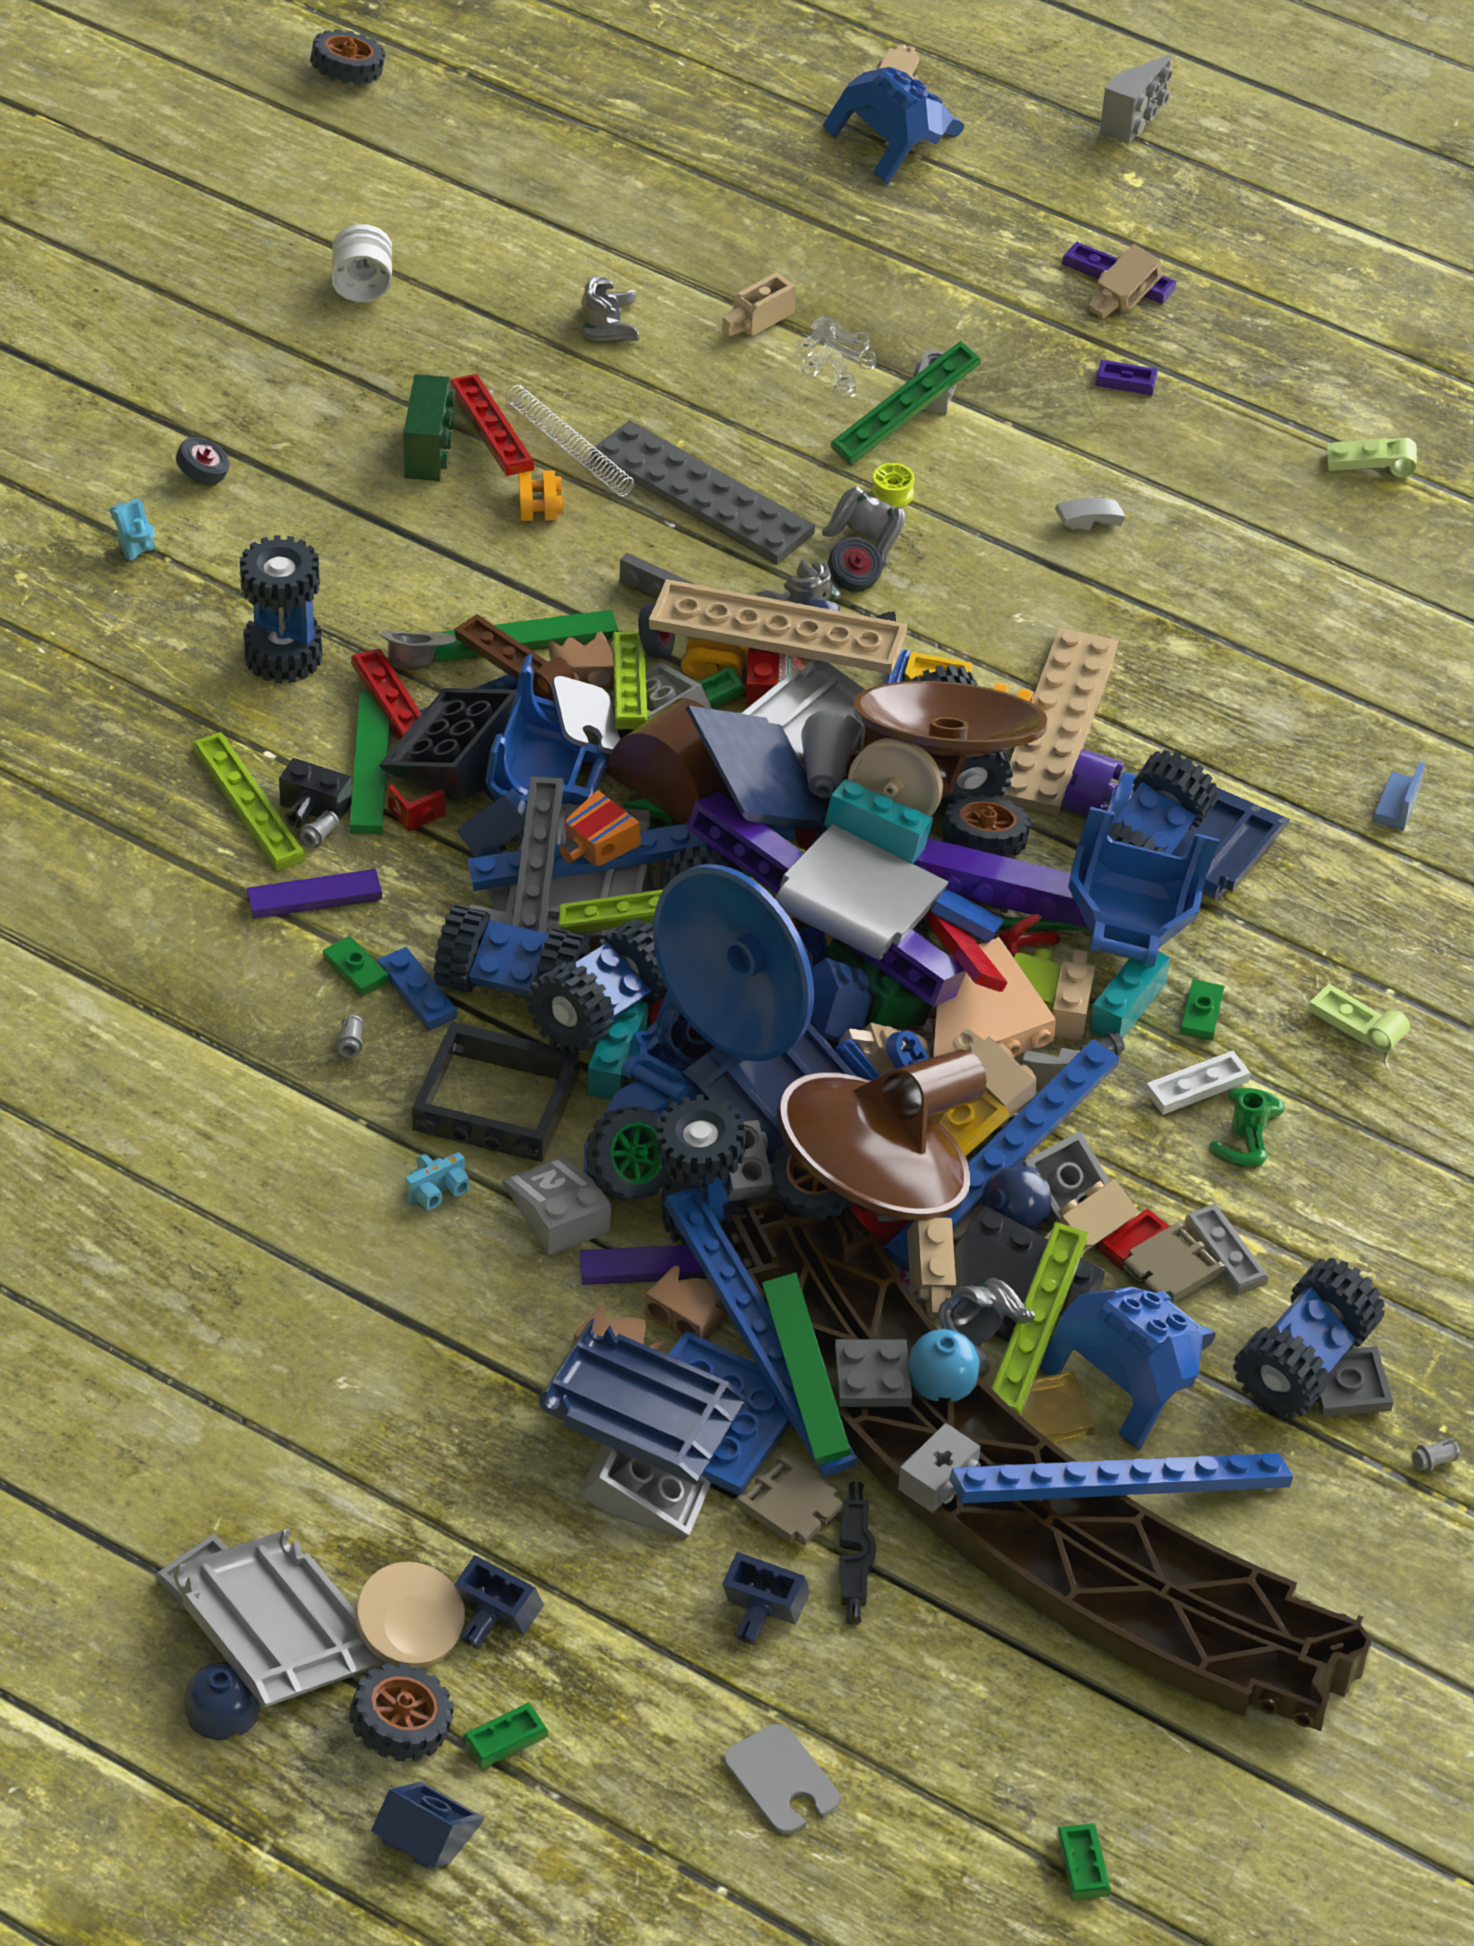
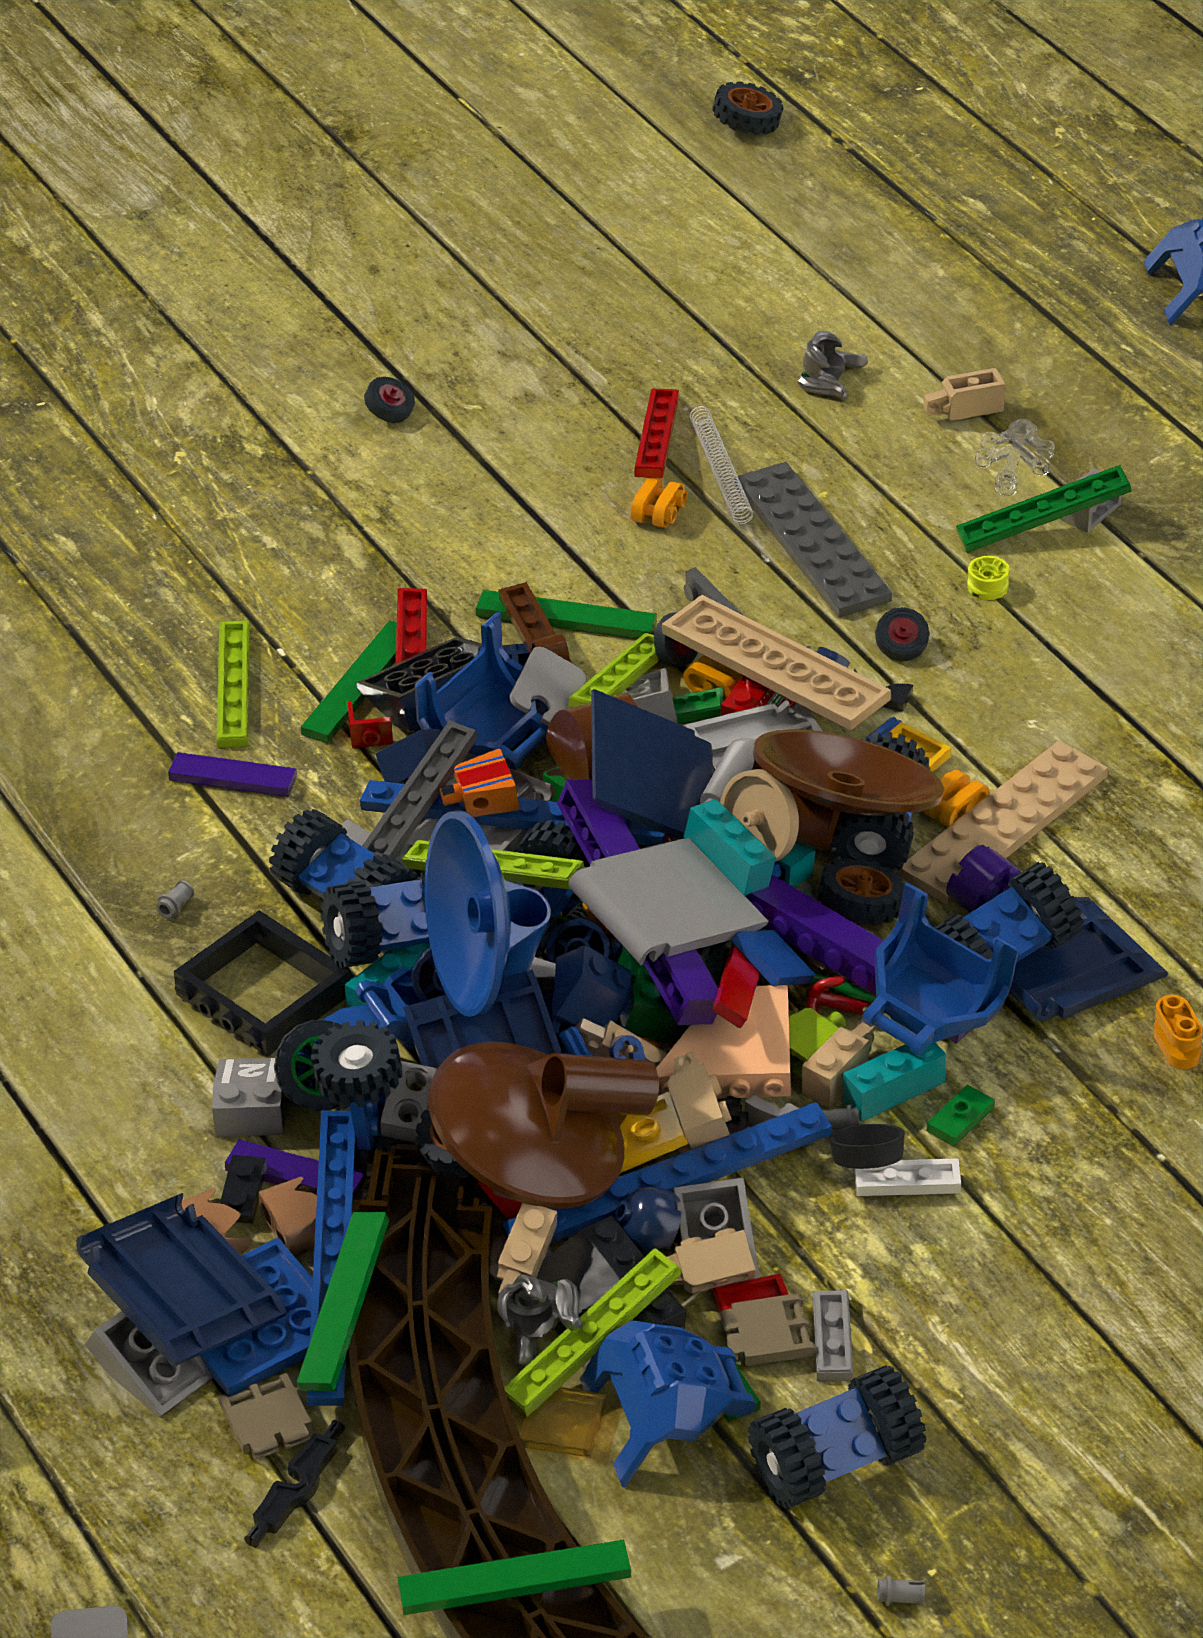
camera: 30 degrees right, 5 degrees down
(133, 528) = (287, 437): medium azure hips -> none
(281, 587) = (346, 498): black plate -> none
(312, 790) = (285, 689): black brick -> none
(315, 832) = (266, 724): light grey pin -> none
(355, 965) = (223, 843): green plate -> none
(362, 263) = (634, 274): white wheel -> none
(413, 649) = (455, 597): flat silver piece -> none
(418, 989) = (262, 886): blue plate -> none
(428, 427) = (594, 419): dark green brick -> none
(434, 1177) = (158, 1039): medium azure hips -> none
(589, 663) = (596, 648): medium nougat piece -> none
(617, 1290) = (243, 1185): none -> black plate
(765, 1592) = (180, 1486): dark blue brick -> none
(807, 587) = (849, 643): flat silver hair -> none
(869, 517) = (939, 596): flat silver hair -> none
(872, 1373) = (399, 1325): dark grey plate -> none
(928, 1470) = (394, 1427): light grey brick -> none
(943, 1365) = (465, 1340): dark azure cylinder -> none
(1083, 513) = (1148, 646): light grey slope -> none
(1120, 1477) = (564, 1498): blue plate -> none
(1131, 1564) = (514, 1577): none -> green tile
(1149, 1053) = (867, 1145): none -> black tyre
(1249, 1121) = (931, 1227): green piece -> none
(1340, 871) = (1178, 1032): none -> light orange brick
(1356, 1385) = (865, 1498): dark grey plate -> none
(1359, 1020) = (1104, 1169): yellowish green plate -> none

